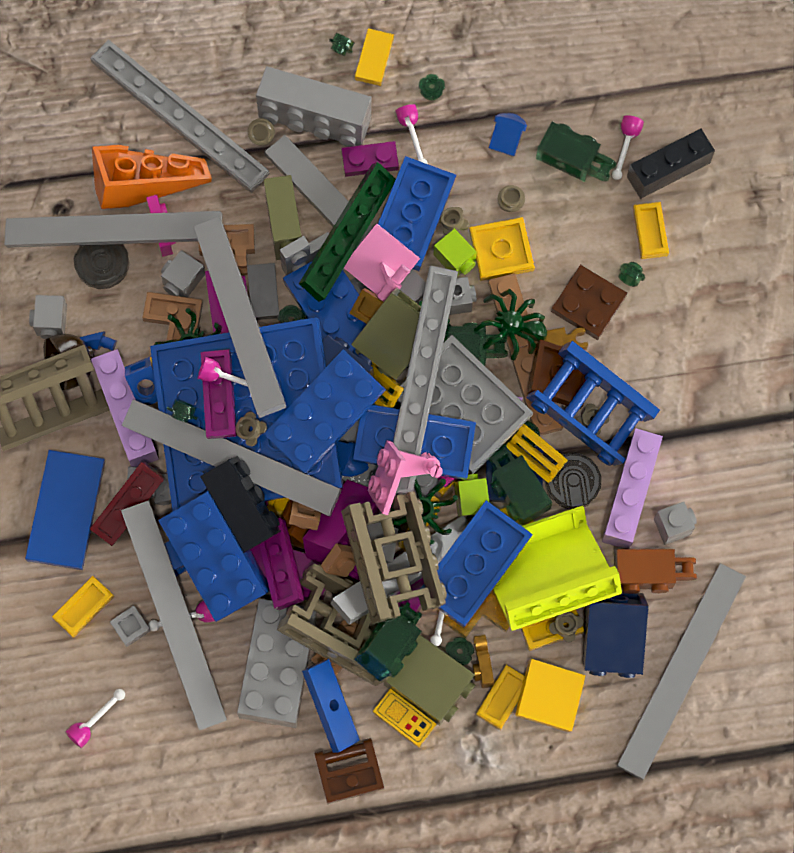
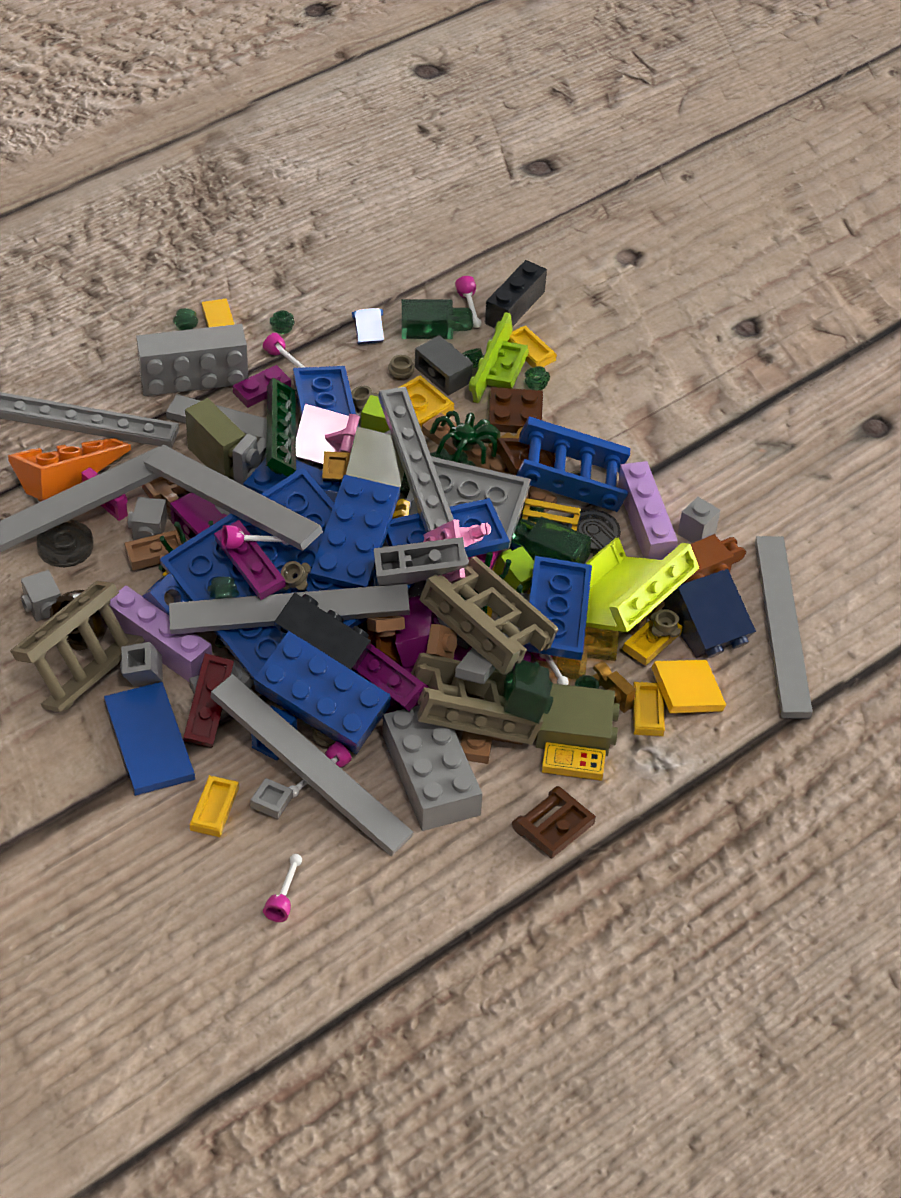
camera: 30 degrees left, 25 degrees down
(91, 437) = (141, 664): none -> light grey brick
(261, 131) = (154, 399): dark tan plate -> none
(331, 705) = (503, 772): blue tile -> none
(352, 480) = (418, 561): none -> light grey slope
(550, 217) = (443, 365): none -> dark grey brick
(584, 220) = (474, 355): none -> clear green plate
(607, 240) = (501, 362): none -> lime bracket

